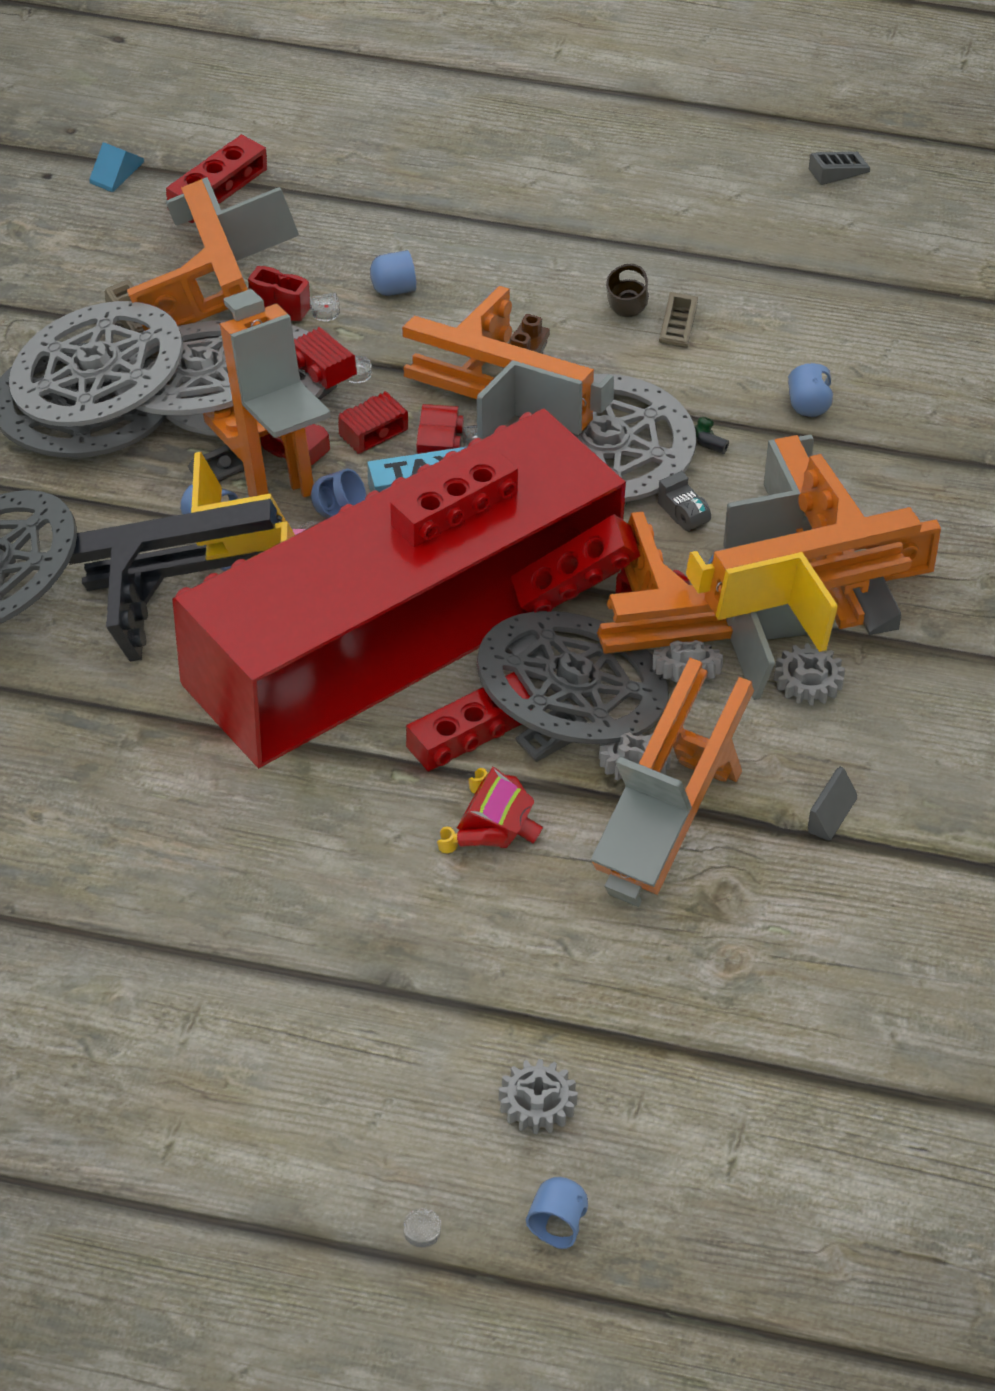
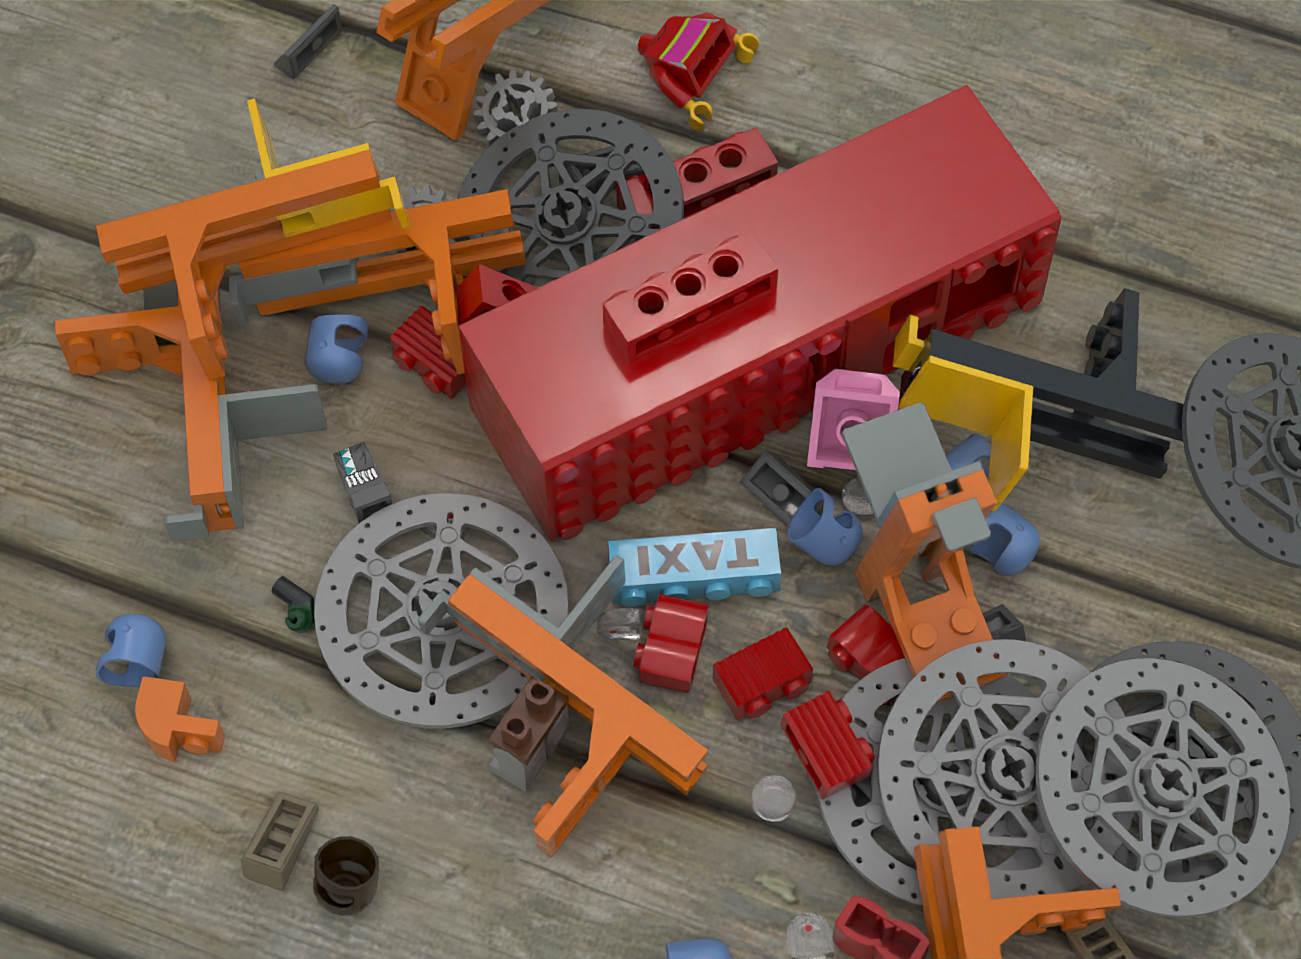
camera: 170 degrees left, 15 degrees up
(772, 360) = (164, 722): none -> orange brick

